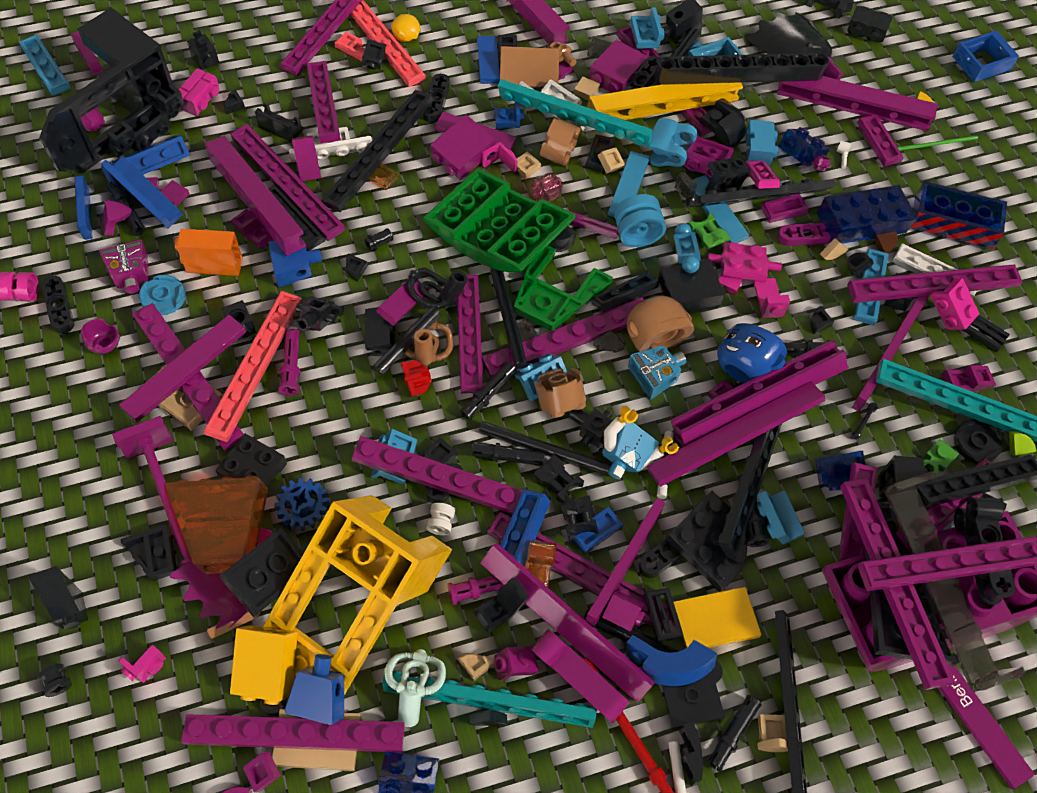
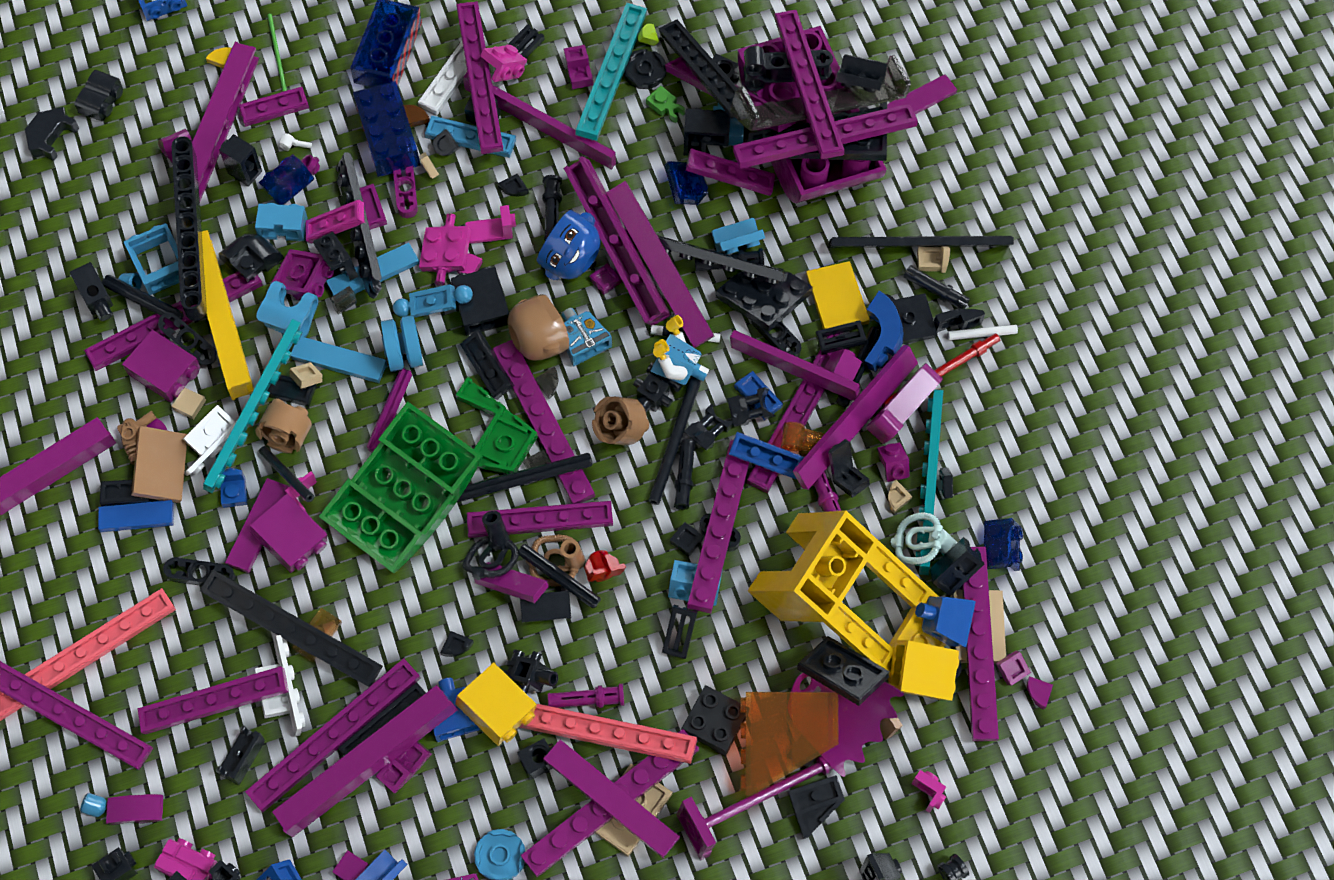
camera: 90 degrees left, 5 degrees up
(209, 252) = (451, 800): orange brick -> none
(233, 102) = (199, 820): black tile -> none
(247, 63) = (134, 808): none -> magenta slope
(257, 42) = (93, 805): none -> dark azure piece
(284, 281) = (496, 704): none -> yellow brick
(306, 158) = (307, 708): magenta tile -> none
(307, 512) = (744, 661): blue gear -> none
(339, 440) = (684, 612): none -> black tile
(350, 45) = (104, 683): coral tile -> none
(373, 55) = (130, 650): black bracket -> none
(376, 240) = (422, 624): black pin -> none
(378, 711) = (956, 567): none -> black hinge
(405, 28) = (78, 617): yellow hair -> none
(440, 519) = (760, 532): white wheel -> none
(488, 391) = (623, 500): black pin -> none
(514, 142) = (286, 474): none -> black piece
(527, 165) = (306, 464): tan tile -> none
(532, 372) = (585, 441): dark azure bracket -> none
(547, 187) = (348, 442): clear pink head -> none
(597, 47) = (122, 389): clear smoke tile -> none
(647, 30) = (105, 329): dark azure bracket -> none
(710, 239) = (413, 273): bright green piece -> none
(789, 36) = (125, 178): black piece -> none
(816, 108) = (240, 160): none -> black brick
(872, 407) = (643, 167): black hinge -> none
(994, 637) = (862, 73): none -> black bracket

